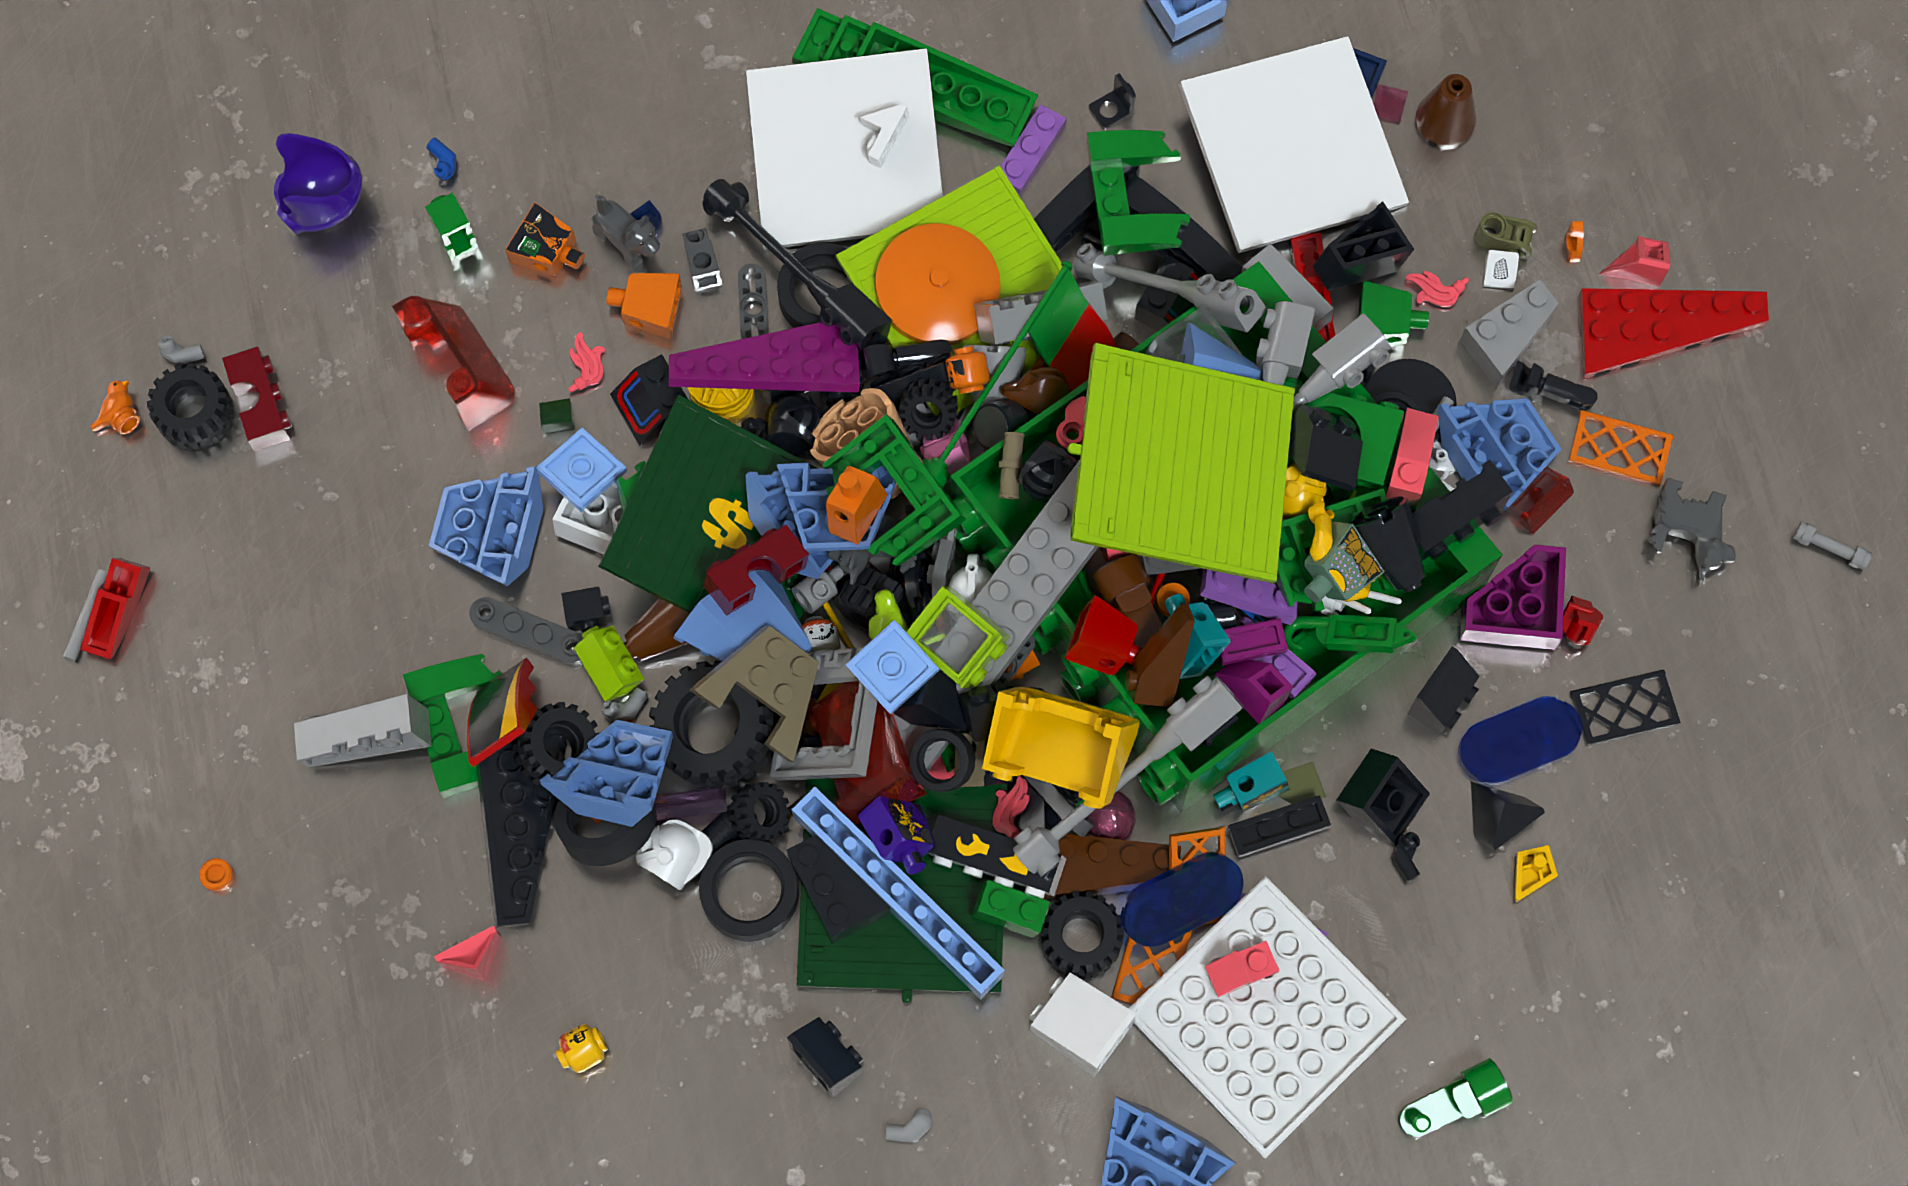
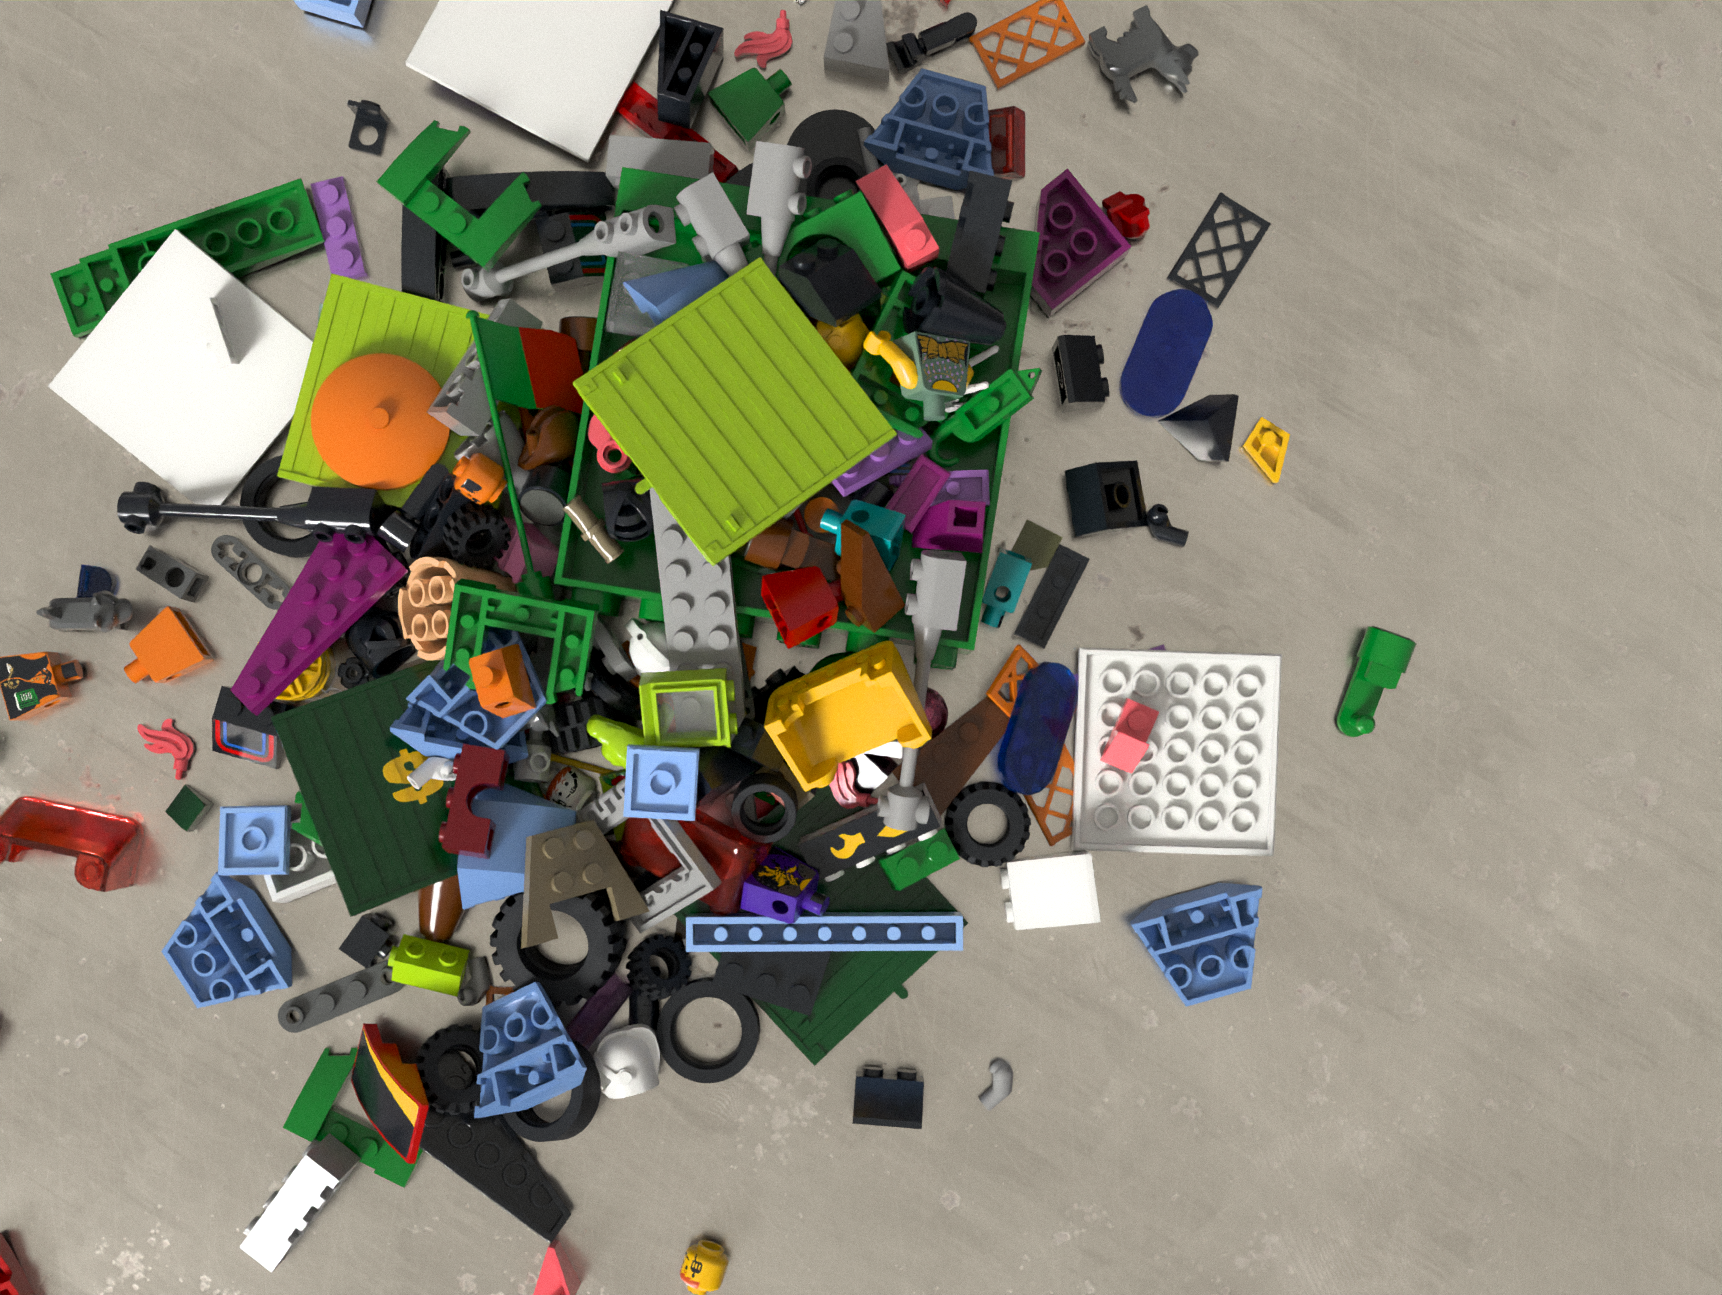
camera: 40 degrees left, 15 degrees up
(746, 530) = (432, 768): none -> white arm

